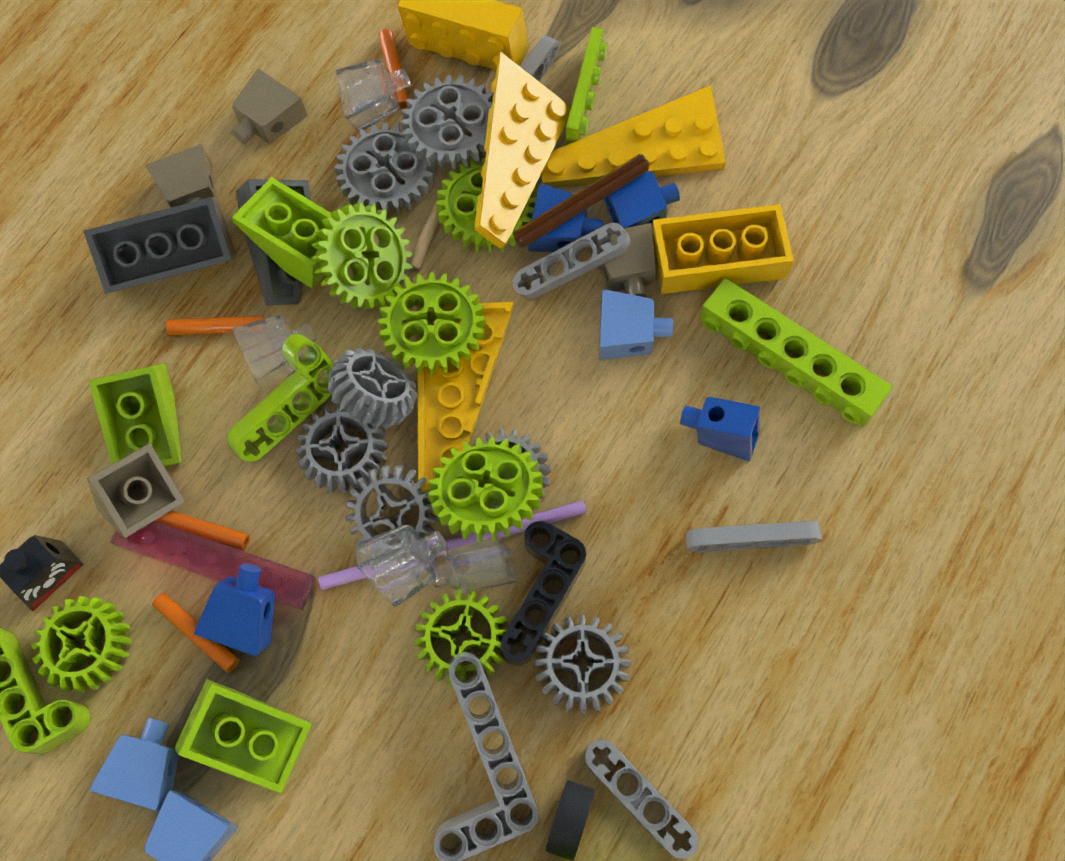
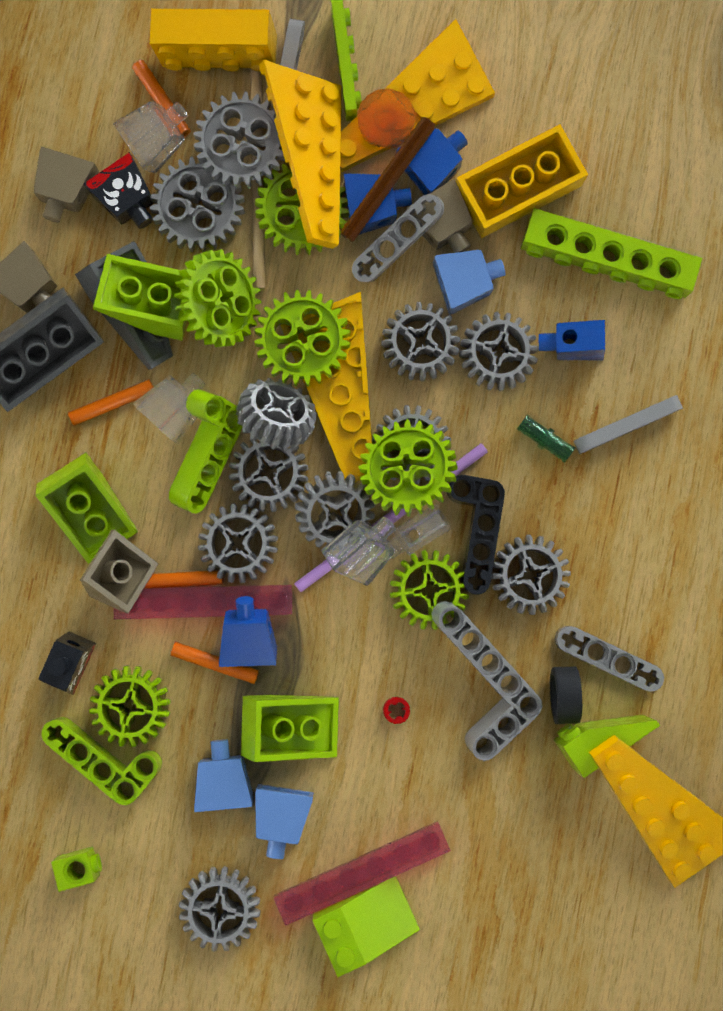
camera: 30 degrees left, 15 degrees up
(251, 517) = (220, 524): none -> light grey gear
(318, 134) = (122, 192): none -> torso
(369, 776) = (398, 719): none -> red bush
(573, 355) = (431, 349): none -> light grey gear
(603, 146) = (386, 118): none -> clear orange tile
(616, 393) = (511, 353): none -> light grey gear
(655, 520) = (546, 438): none -> clear green pin

